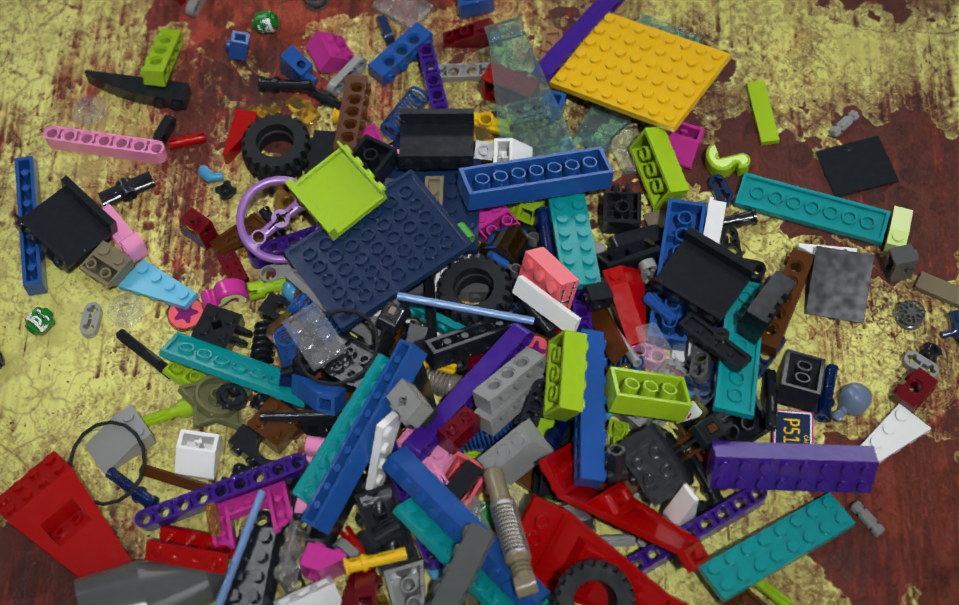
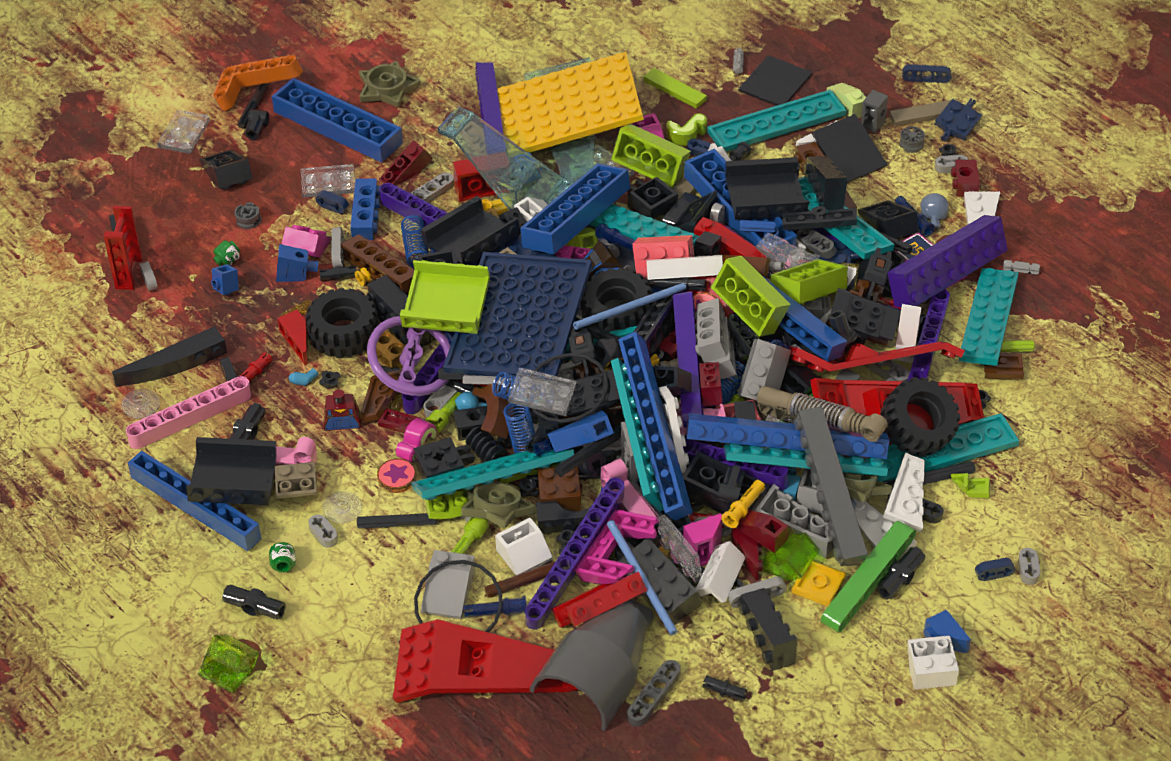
camera: 45 degrees left, 15 degrees down
(157, 285) = (344, 472): medium azure wing -> none
(162, 57) = (170, 322): lime brick -> none
(213, 519) = (593, 567): clear yellow axle -> none
(233, 390) = (511, 487): black gear -> none
(277, 84) = (288, 285): black pin -> none
(302, 110) = (316, 289): clear yellow slope -> none
(409, 404) = (672, 371): light grey brick -> none

